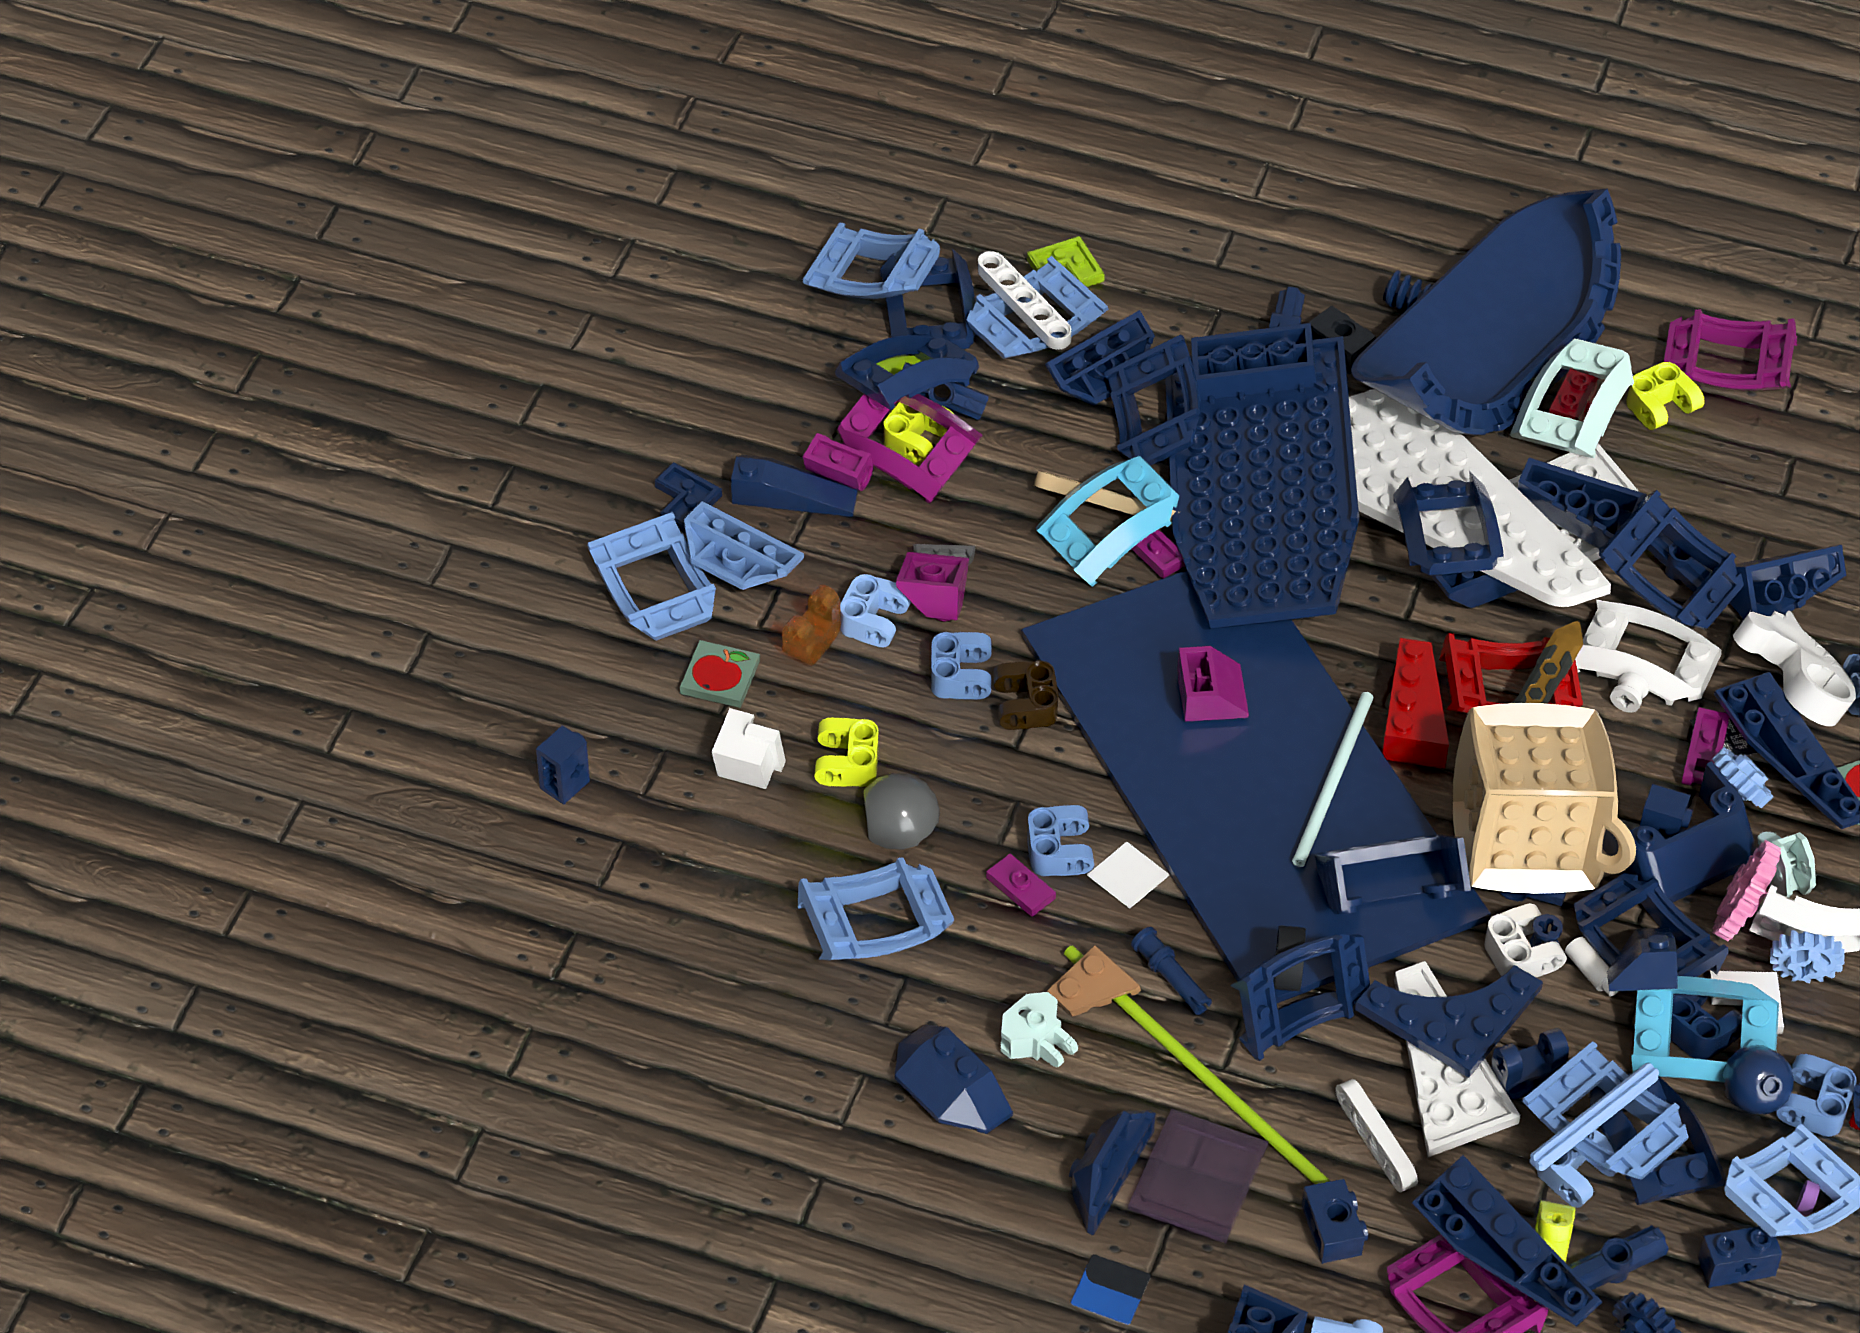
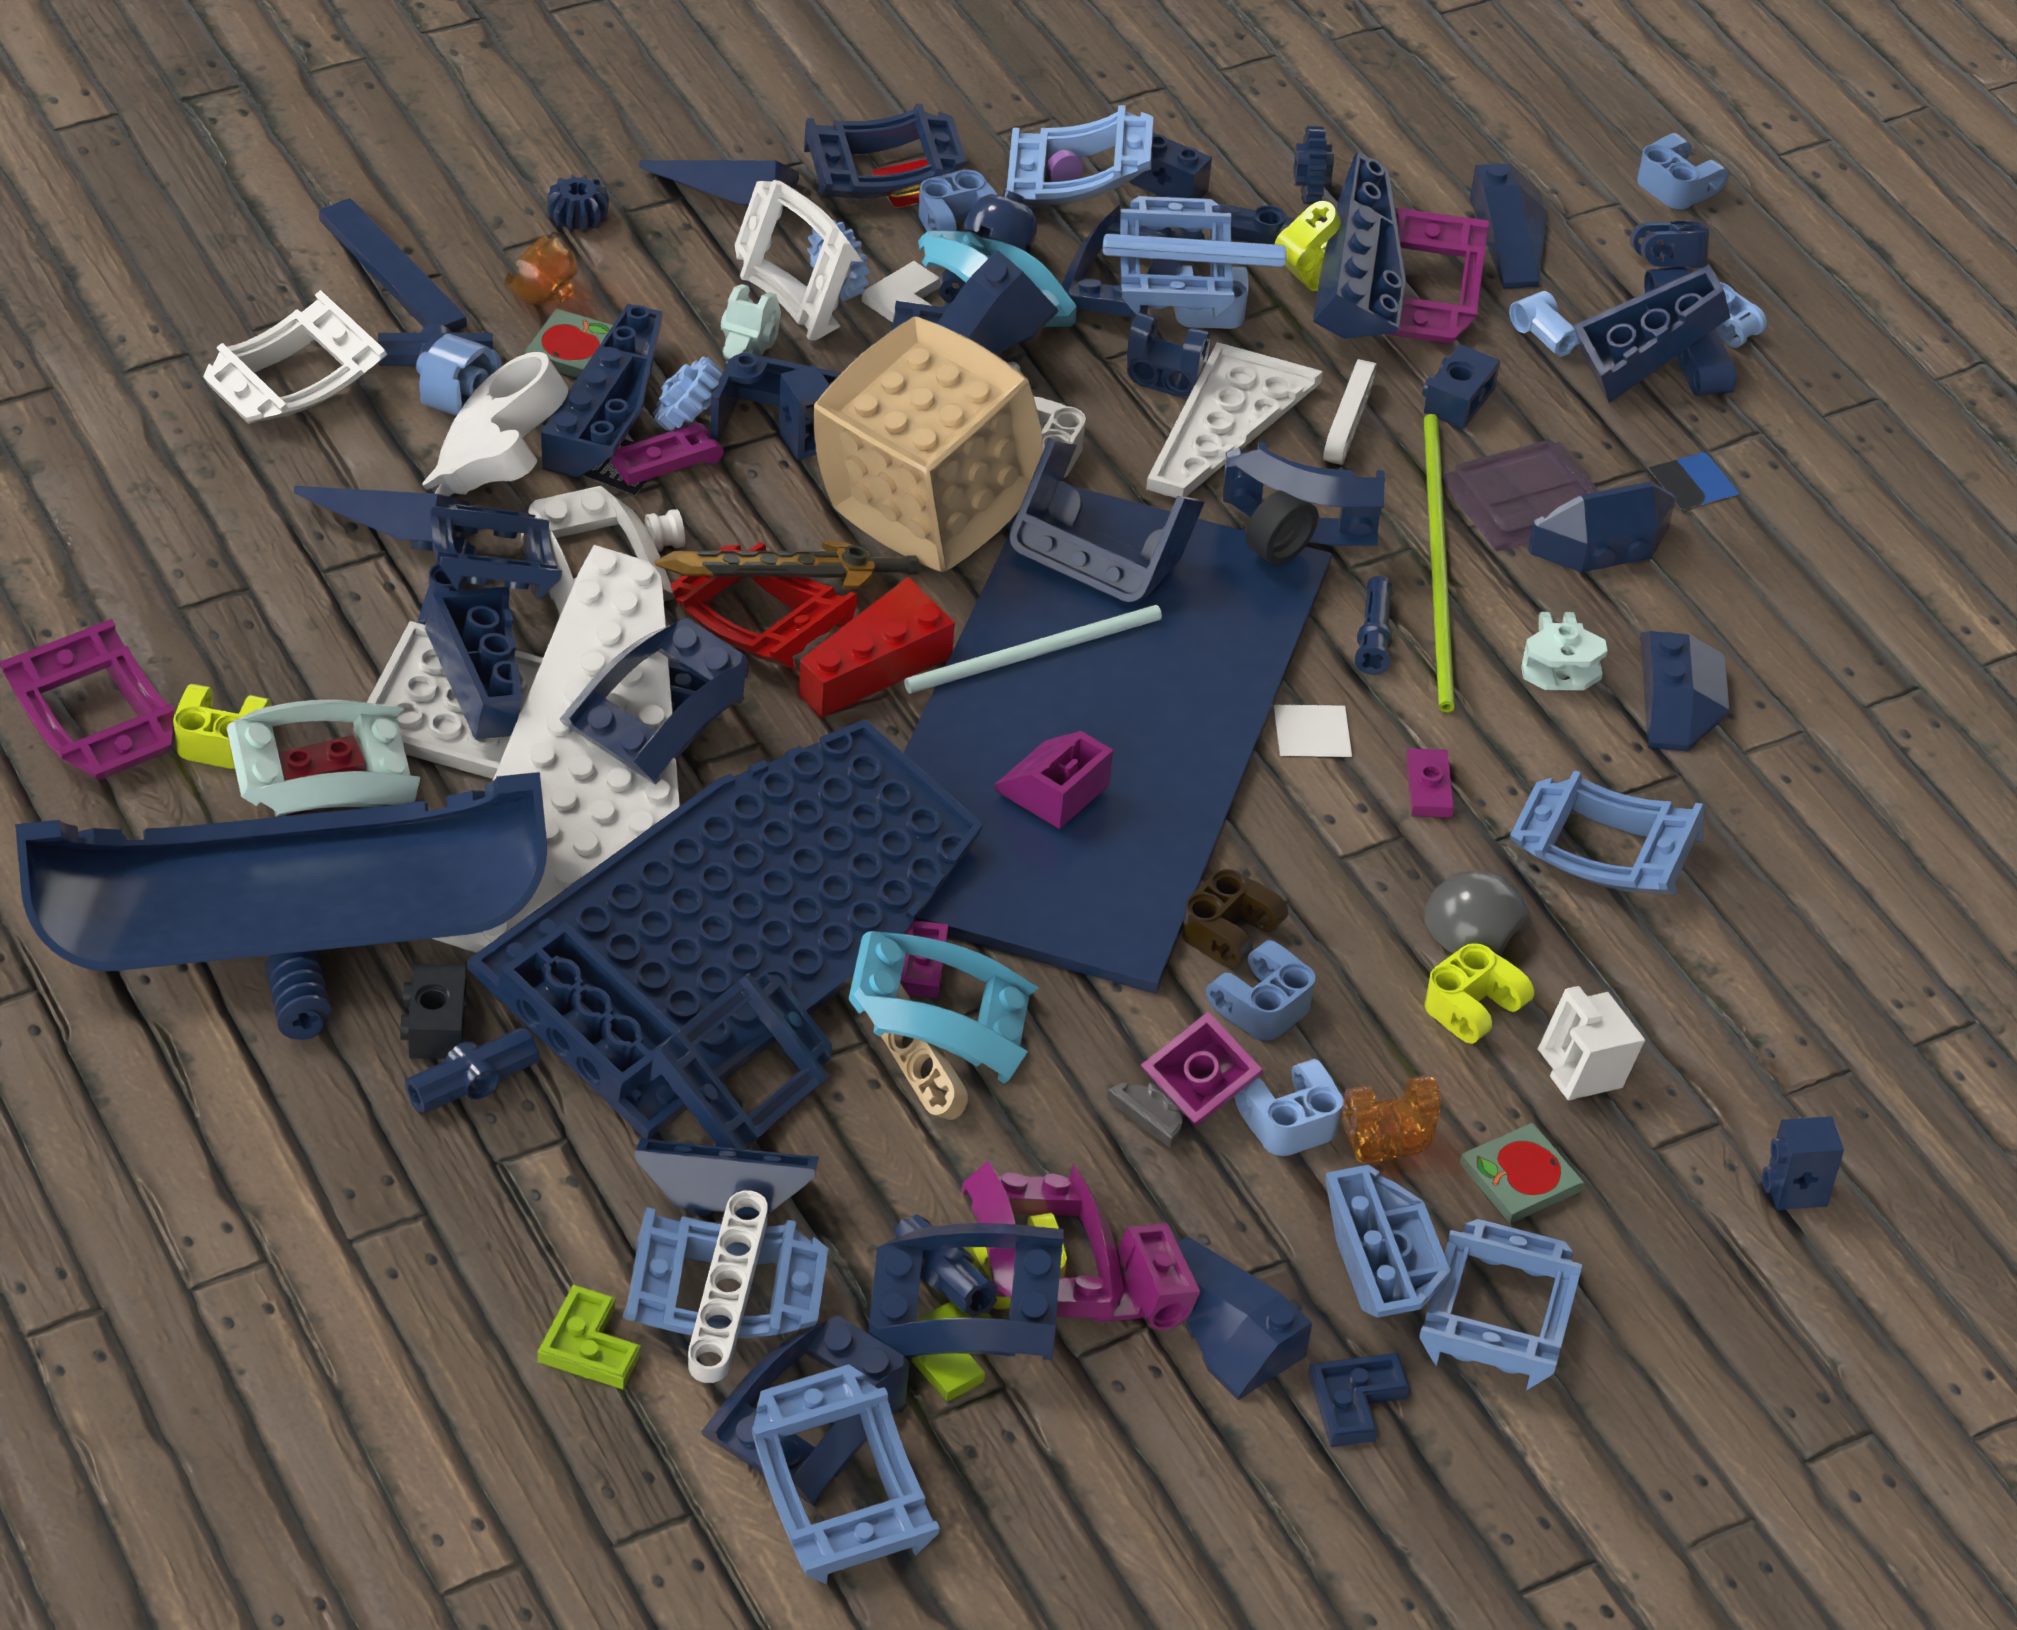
camera: 140 degrees left, 5 degrees down
(1044, 846) = (1364, 792): medium blue piece -> none
(1092, 983) = (1463, 658): medium nougat wing -> none
(1453, 1028) = (1182, 410): dark blue plate -> none
(1746, 890) = (836, 277): bright pink gear -> none

